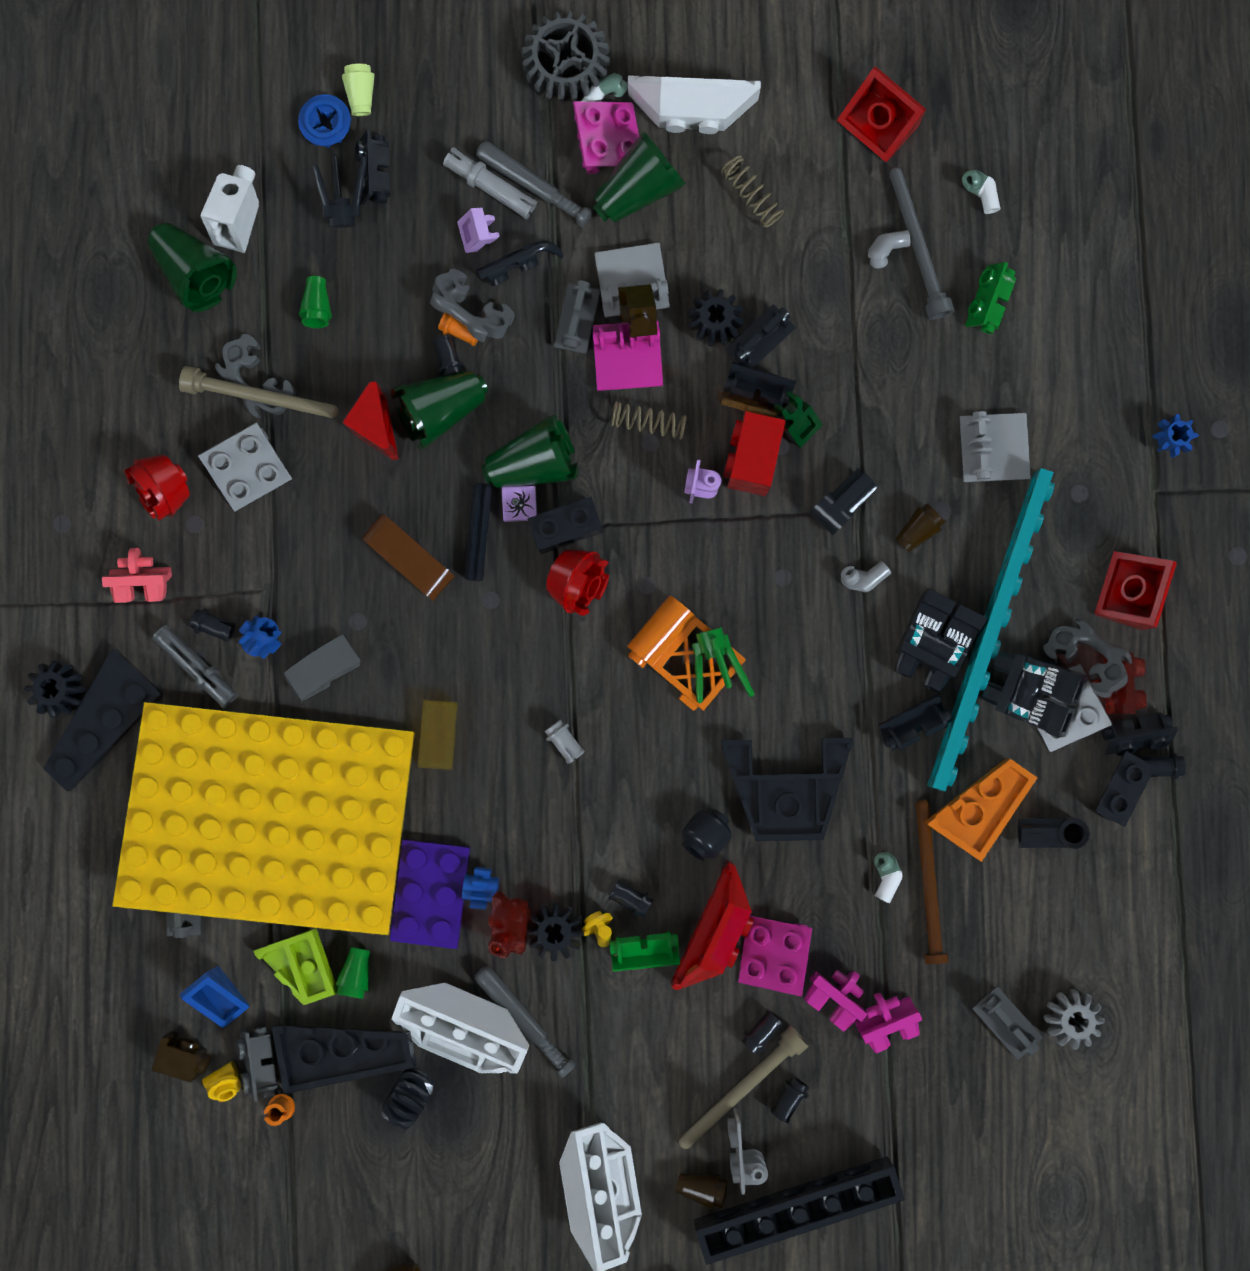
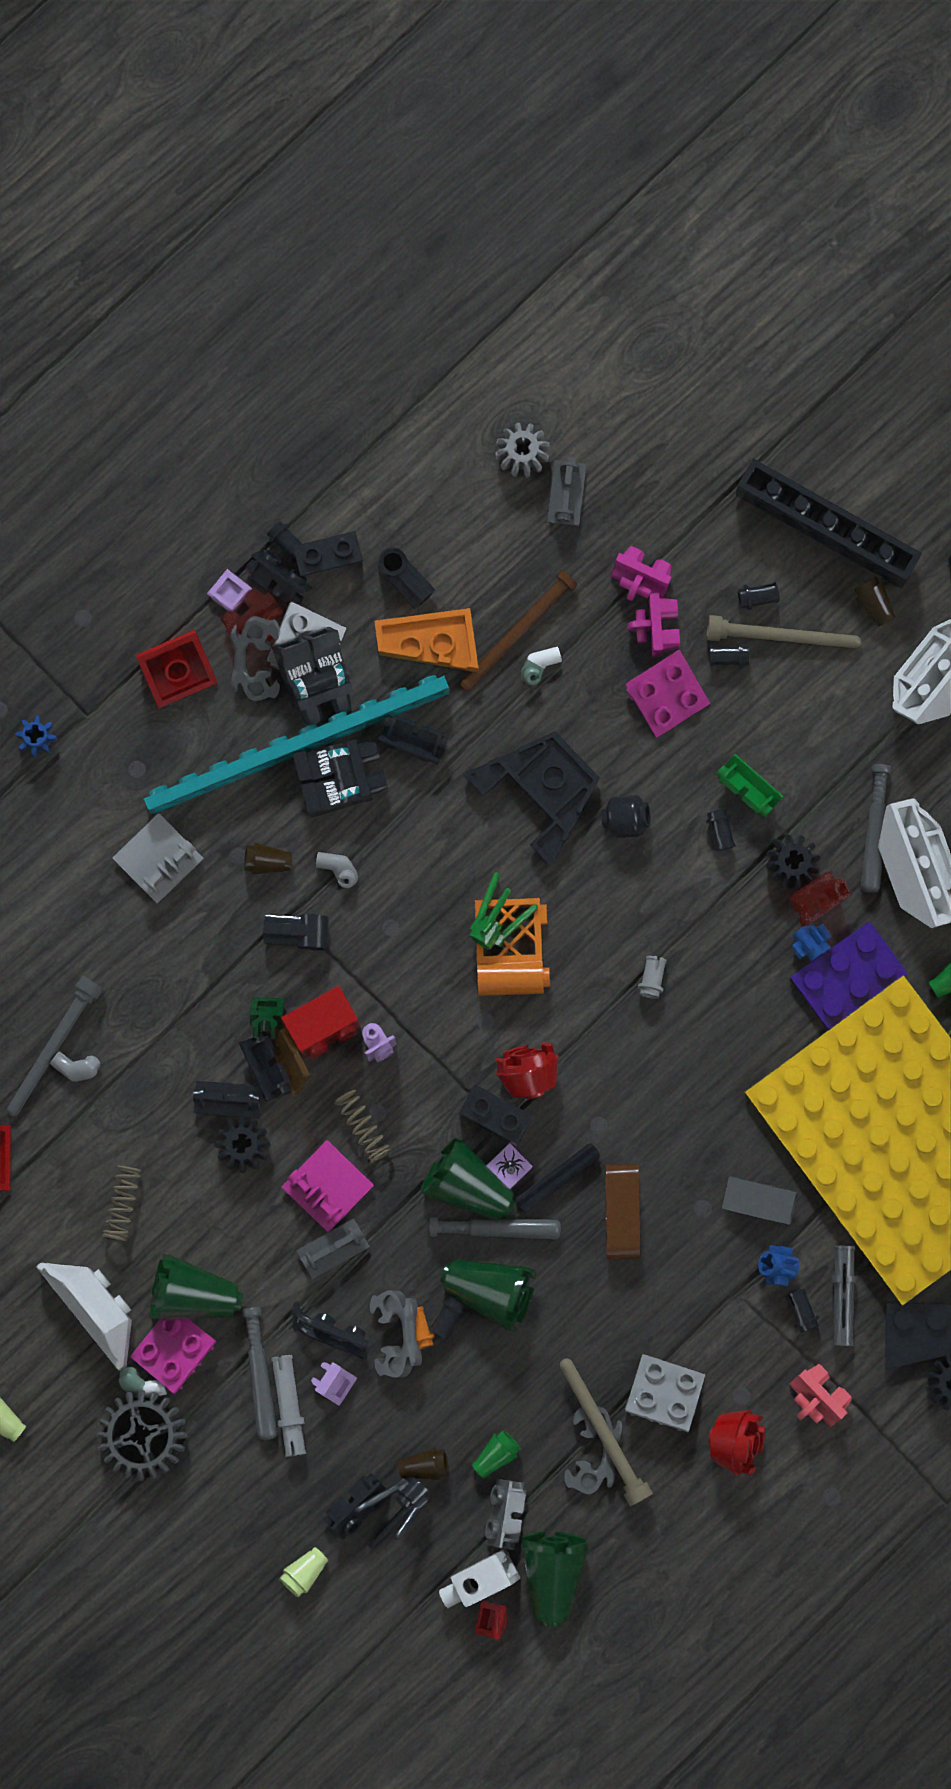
camera: 135 degrees left, 5 degrees down
(196, 191) = (491, 1620): none -> red slope
(258, 259) = (501, 1528): none -> dark grey hinge
(329, 107) = (338, 1586): blue gear -> none
(354, 245) = (425, 1465): none -> dark brown cone
(372, 421) = (548, 1323): red slope -> none
(437, 734) = (731, 1072): clear yellow plate -> none
(468, 467) = (501, 1228): none -> dark grey piece
(596, 924) = (761, 837): yellow plate -> none
(631, 268) = (267, 1233): light grey hinge -> none
(638, 310) = (290, 1201): dark brown brick -> none
(716, 933) = (689, 748): red wedge -> none
(746, 1165) = (831, 586): light grey hinge -> none
(995, 283) = (62, 954): green hinge -> none
(1160, 686) = (229, 591): none -> lavender tile

